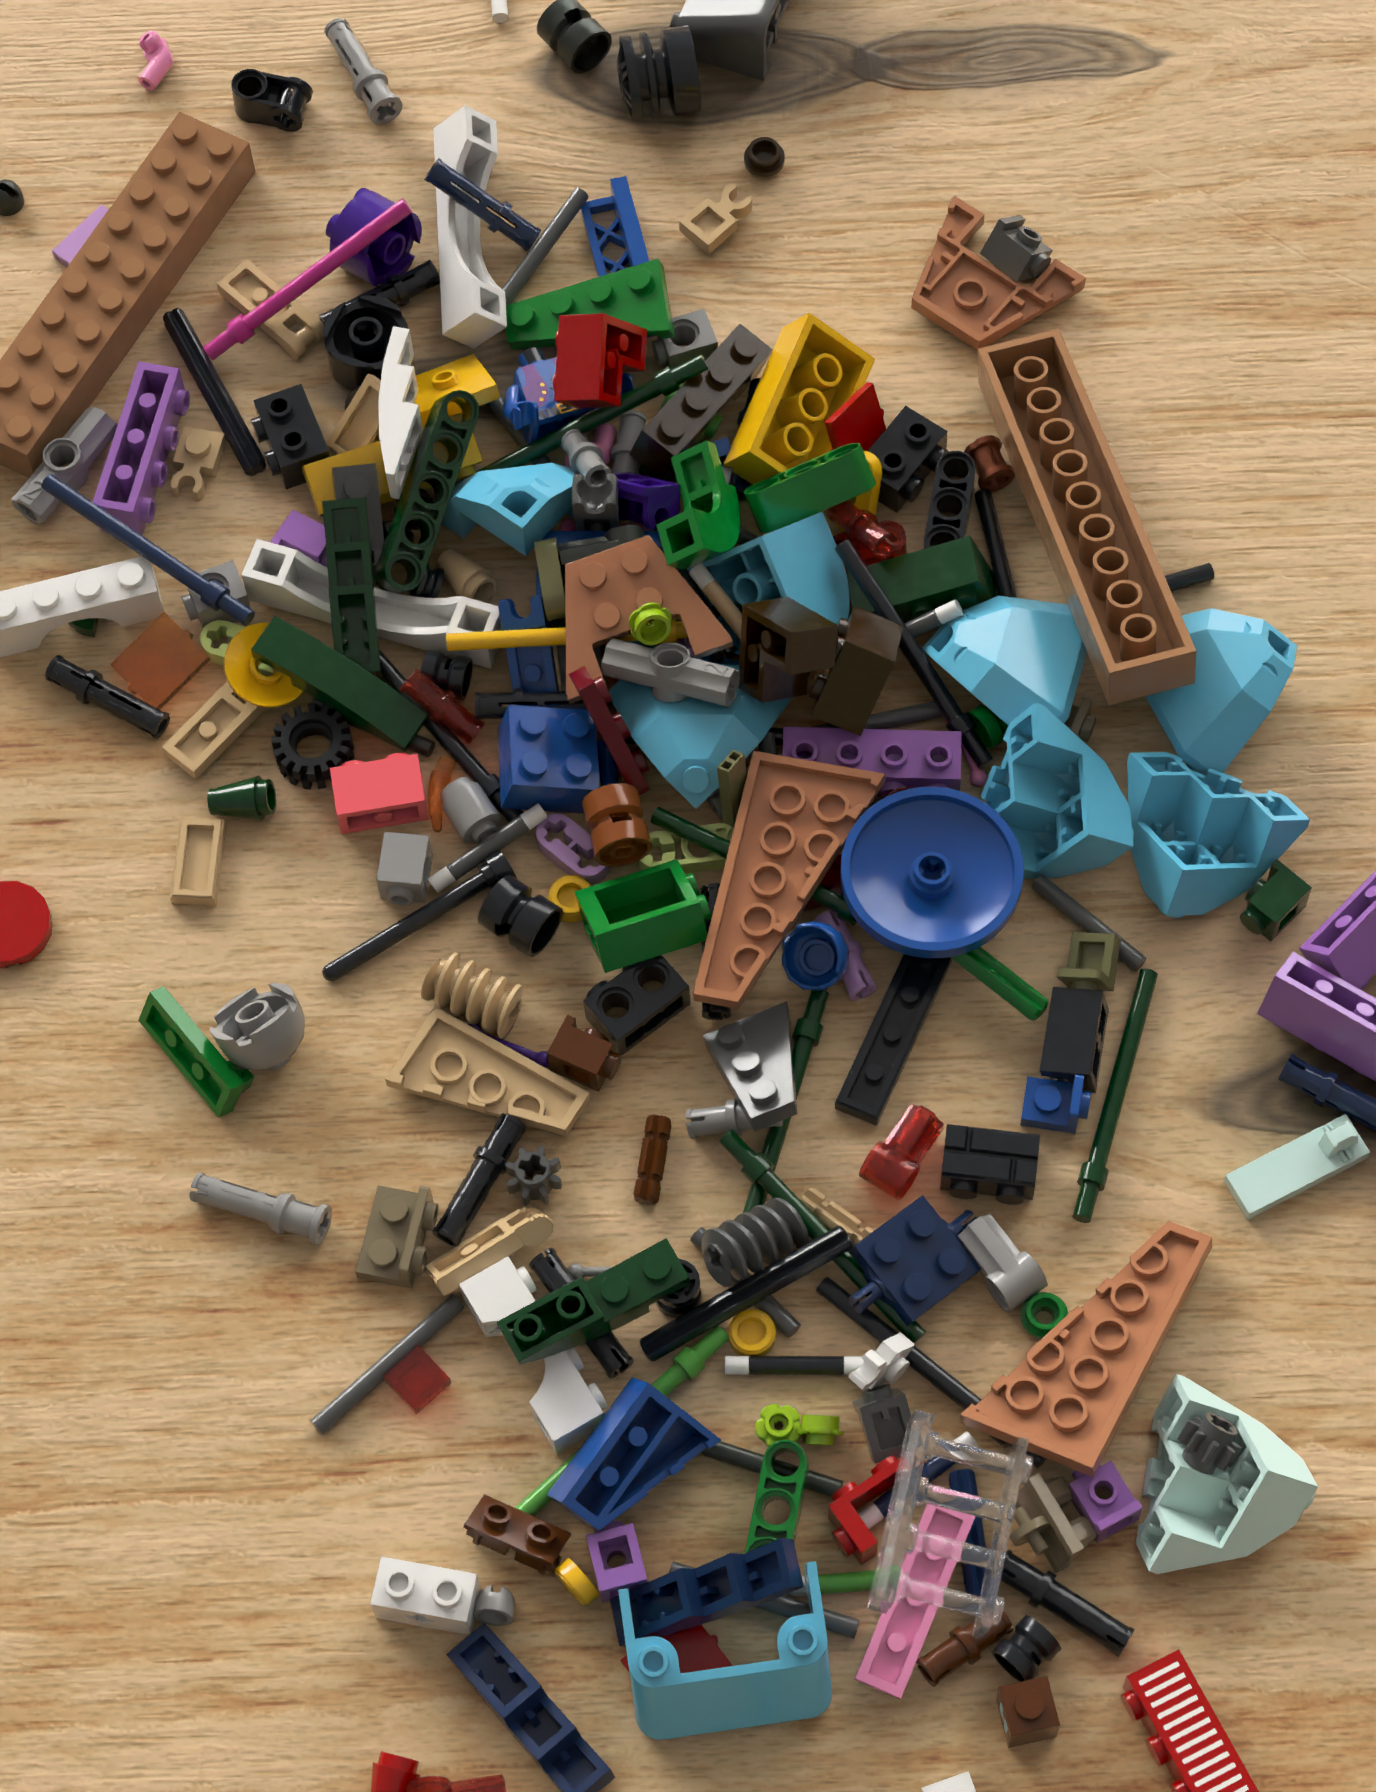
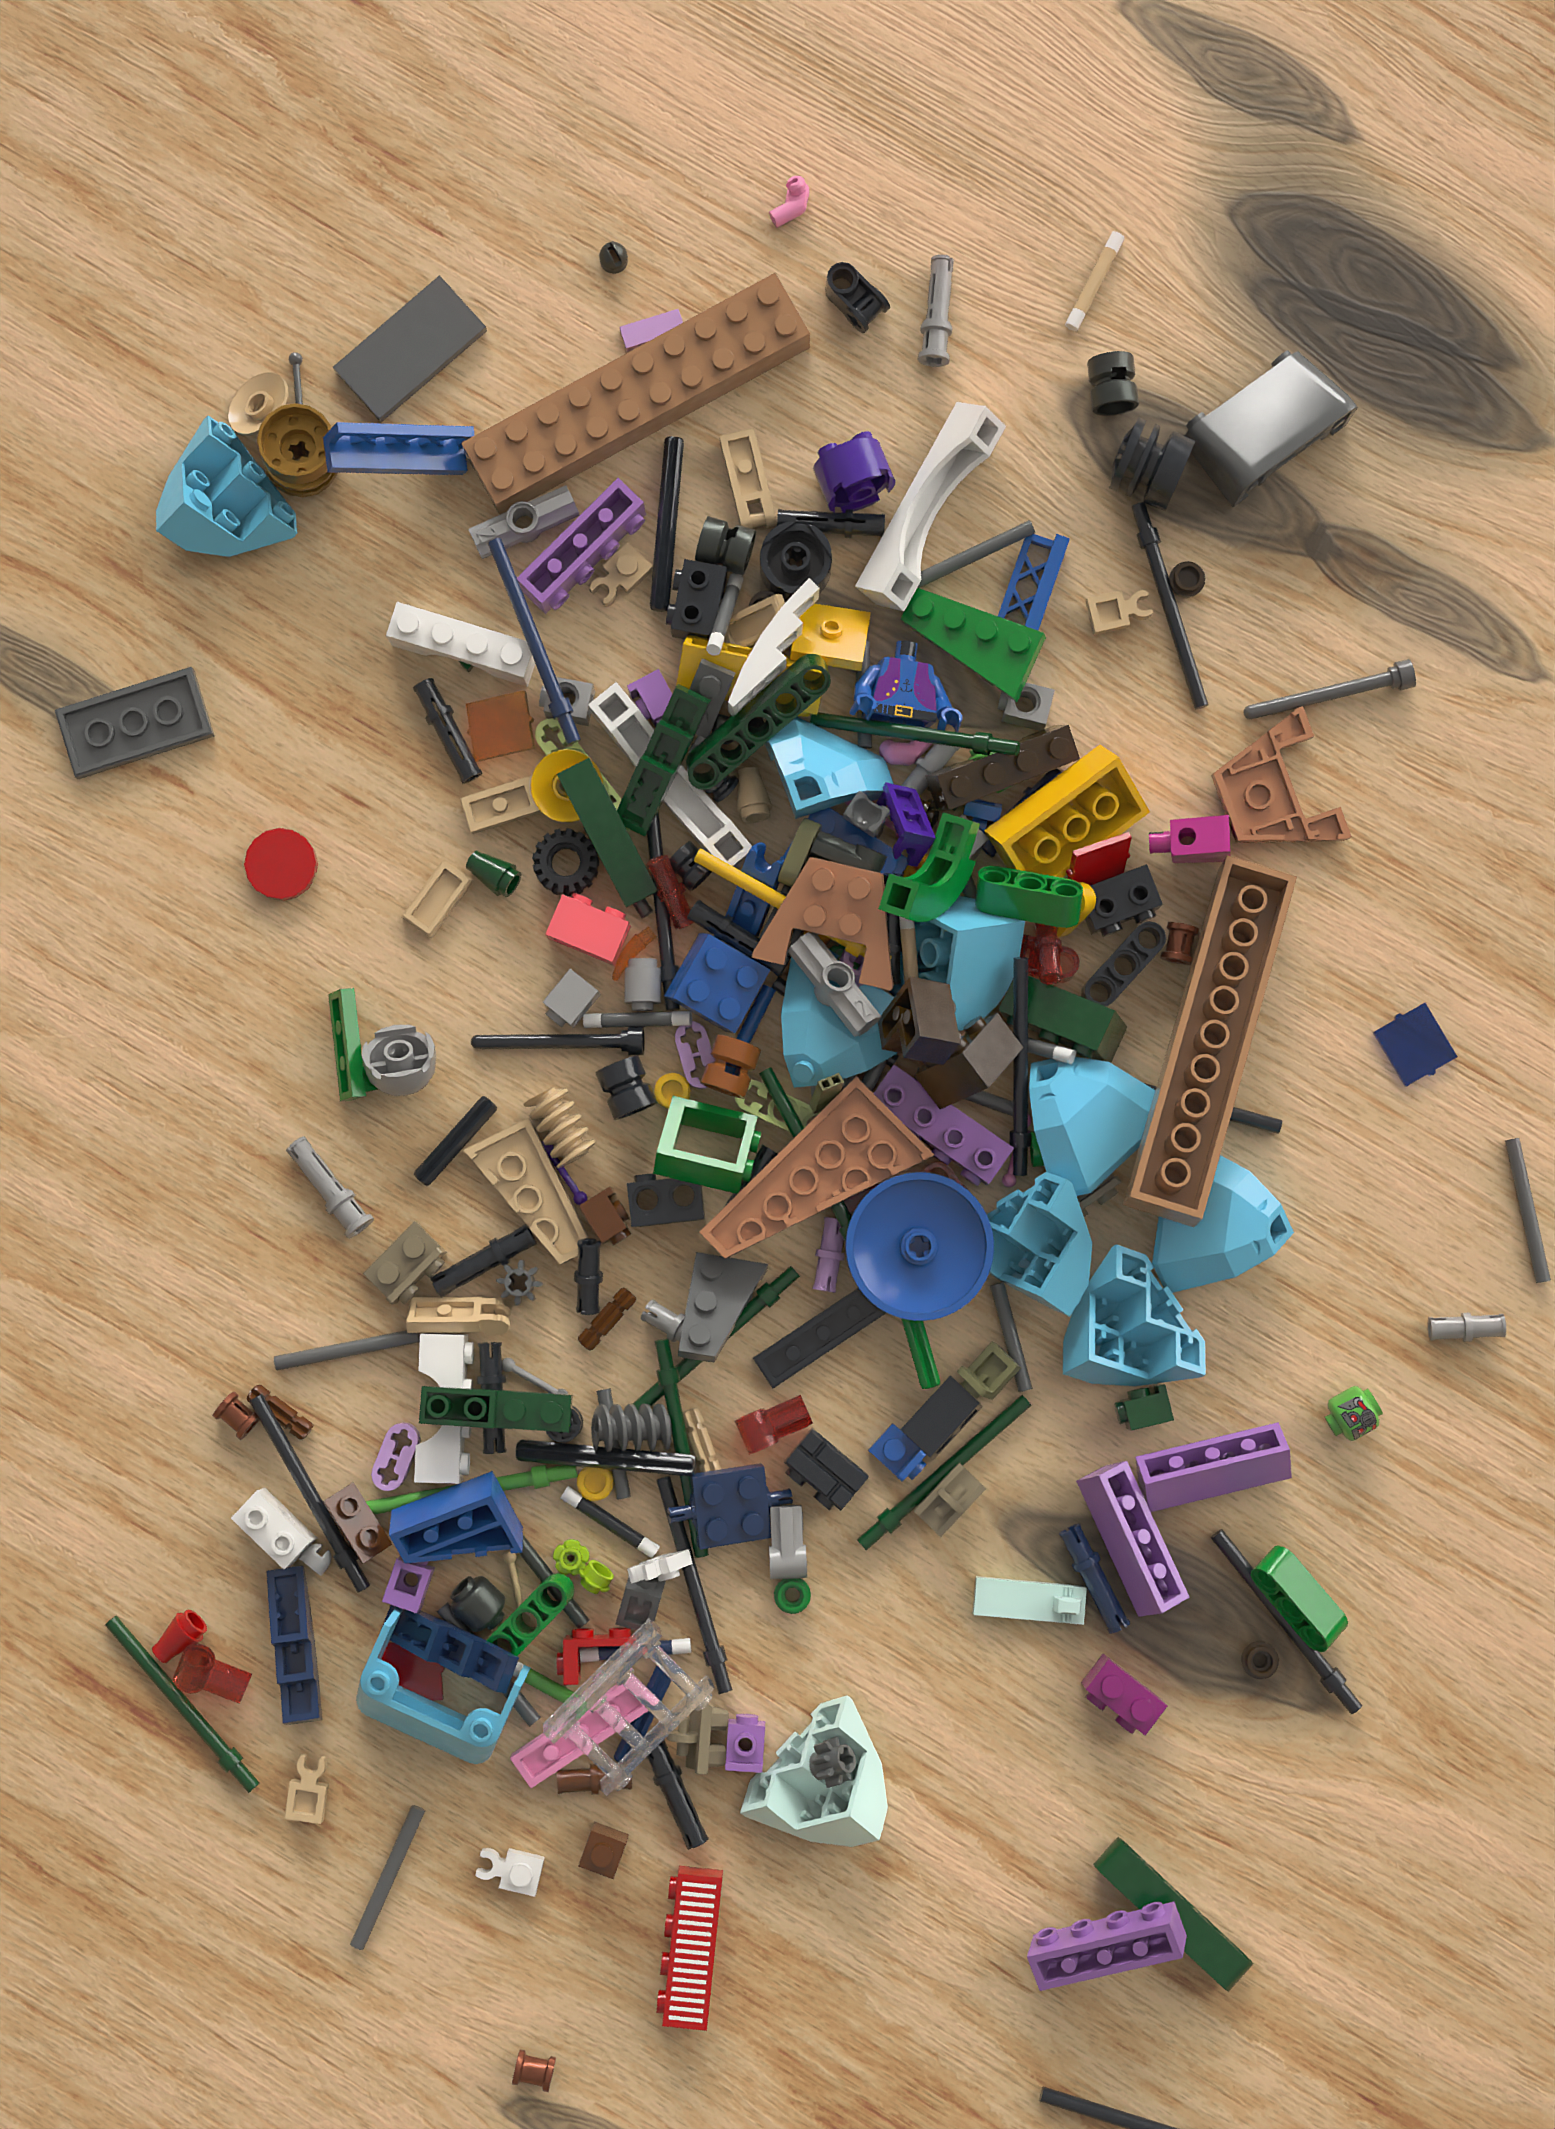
camera: 30 degrees right, 20 degrees up
(243, 327) = (717, 487): dark pink bar -> none
(287, 368) = (725, 545): none -> pearl dark grey wheel
(307, 1504) = (236, 1415): none -> copper bush
(327, 425) = (724, 614): none -> dark grey bar
(353, 1474) = (284, 1414): none -> reddish brown axle
(370, 1081) = (455, 1141): none -> black axle
(417, 1379) = (359, 1373): clear red tile -> none
(503, 1443) = (387, 1452): none -> lavender beam
(524, 232) = (956, 508): dark blue pin -> none
(525, 1581) = (344, 1554): none -> black bar
(576, 1582) = (375, 1579): yellow tile -> none
(585, 457) = (886, 767): light grey pin -> none
(592, 358) = (940, 692): red brick -> none
(604, 1122) = (588, 1276): none -> black pin
(611, 728) = (767, 996): dark red plate -> none
(656, 630) = (839, 944): lime plate -> none
(705, 146) = (1149, 539): none -> black bar
(707, 1533) = (477, 1603): none -> pearl dark grey head
(711, 1471) = (510, 1560): none -> tan hinge
(815, 956) = (803, 1251): blue hair -> none
(938, 359) = (1210, 842): none -> dark pink torso
(995, 543) = (1141, 1010): black bar -> none
(1017, 249) = (1316, 783): dark grey brick -> none
(1026, 1649) = (630, 1809): black wheel -> none
(1027, 124) = (1399, 676): none -> dark grey piece
(1092, 1363) = (790, 1655): nougat wing -> none
(1140, 1110) = (949, 1499): none -> dark tan hips
(1285, 425) = (1415, 1044): none -> clear blue piece

